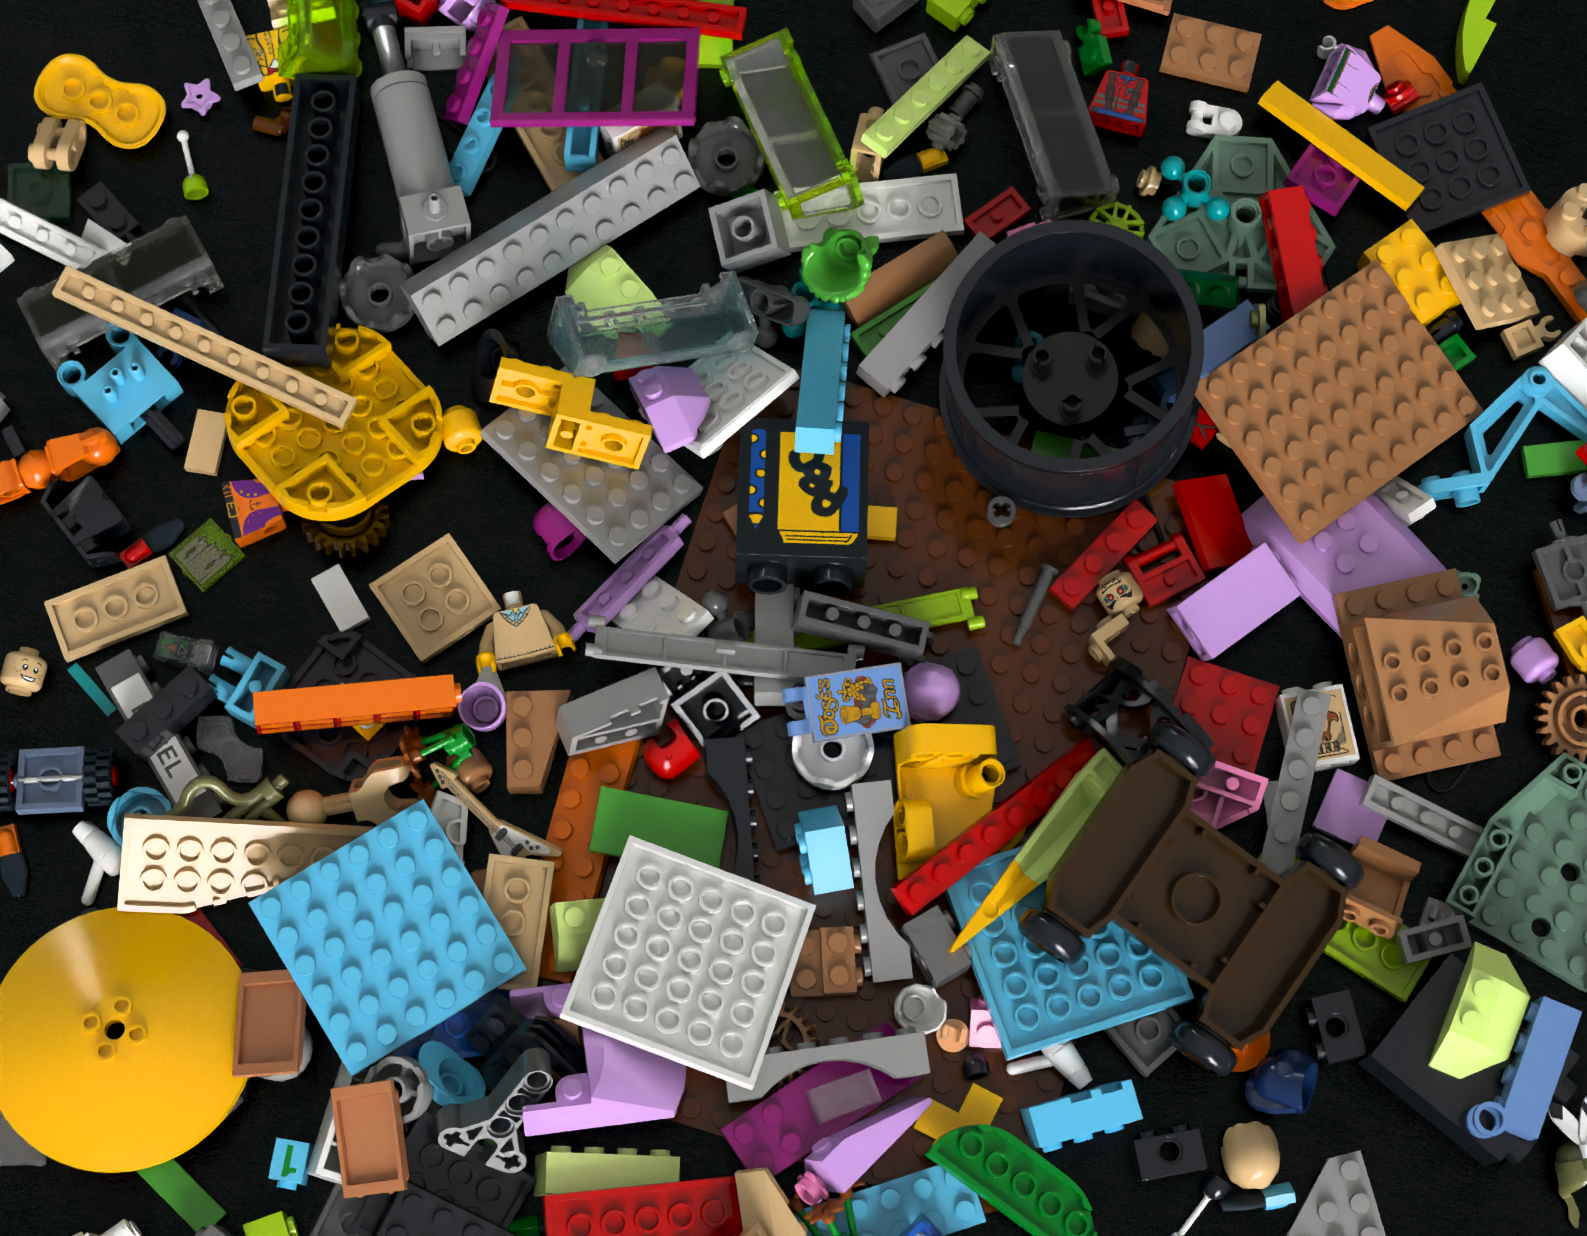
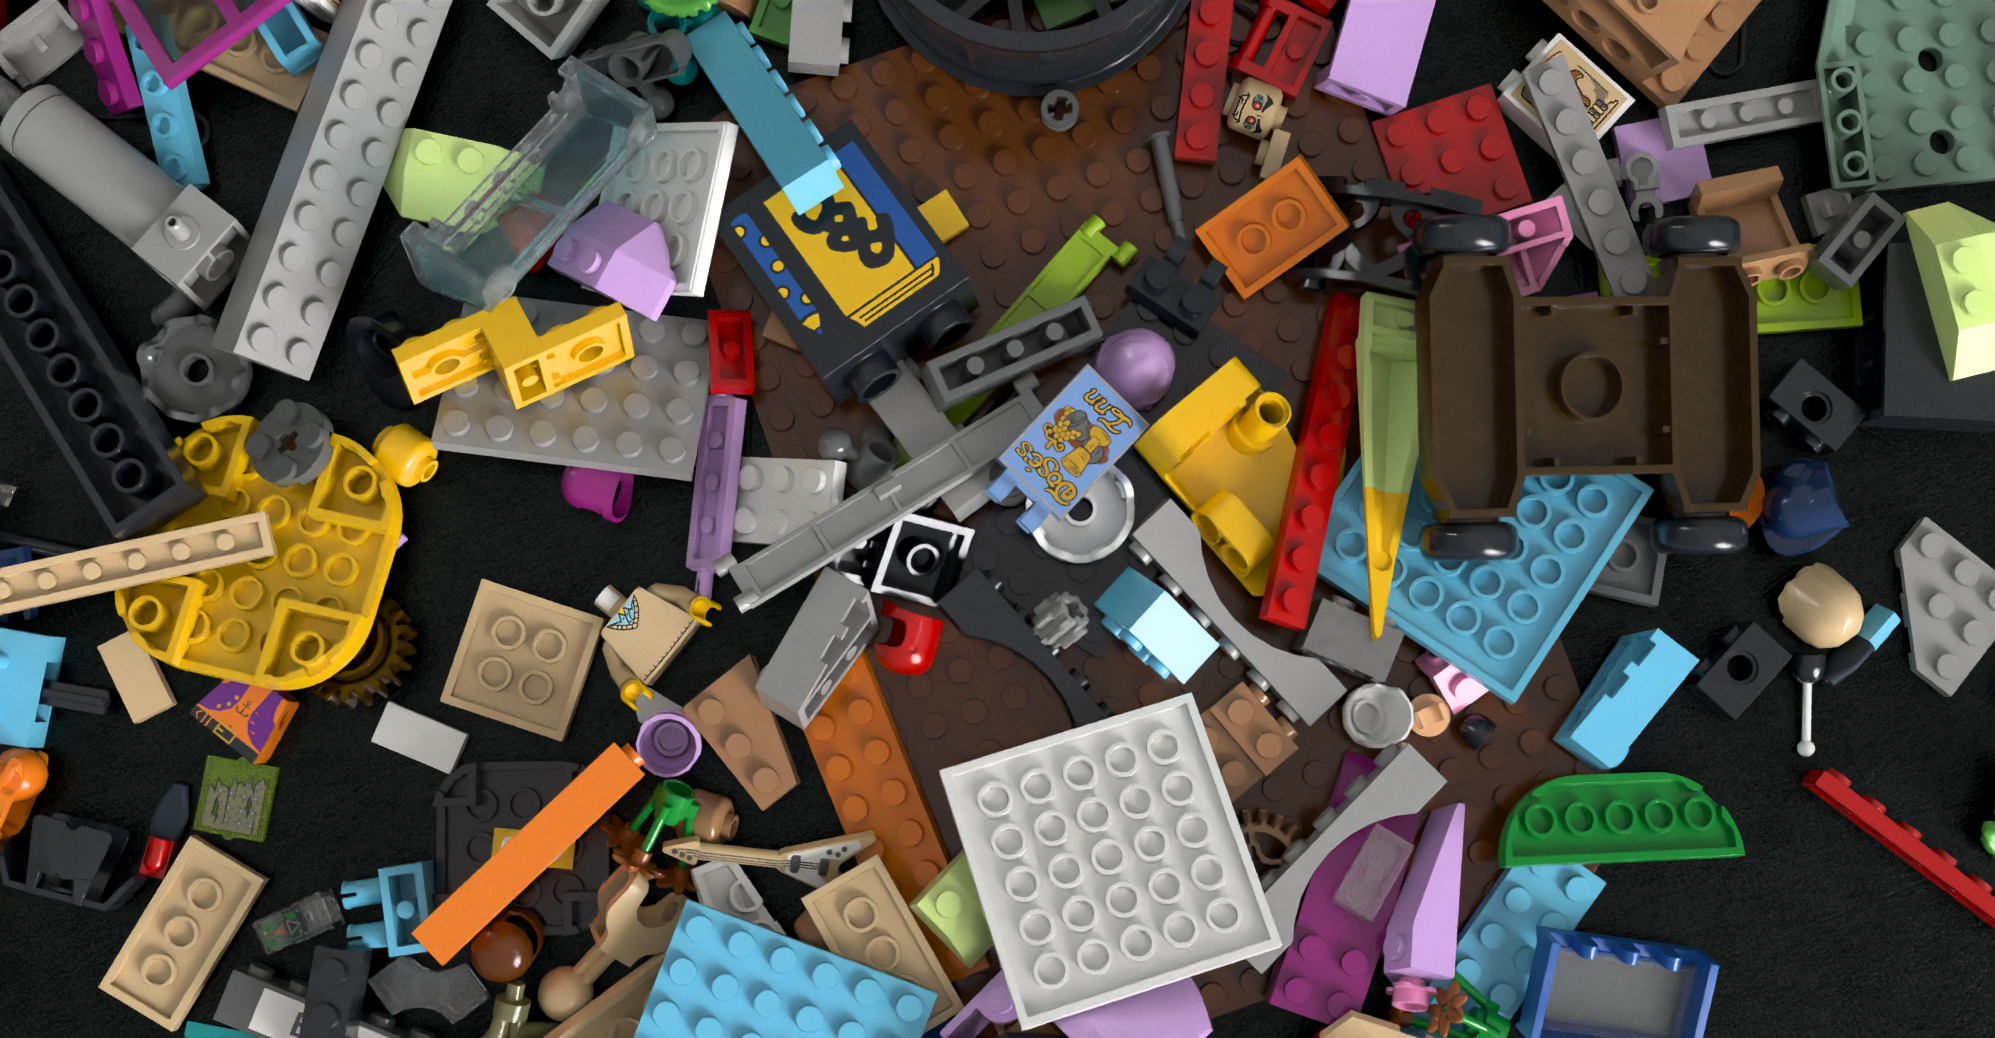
camera: 35 degrees left, 10 degrees up
(293, 753) = (503, 949): none -> reddish brown helmet
(389, 364) = (277, 429): none -> dark grey plate
(668, 823) = (957, 727): bright green tile -> none
(696, 508) = (730, 352): none -> red plate
(770, 805) = (1060, 620): none -> light grey gear
(976, 1109) = (1510, 778): yellow tile -> none
(985, 667) = (1172, 295): none -> black plate
(1062, 1057) = (1565, 654): white piece -> none
(1076, 669) = (1273, 226): none -> orange plate
(1332, 808) = (1643, 177): none -> light grey bar

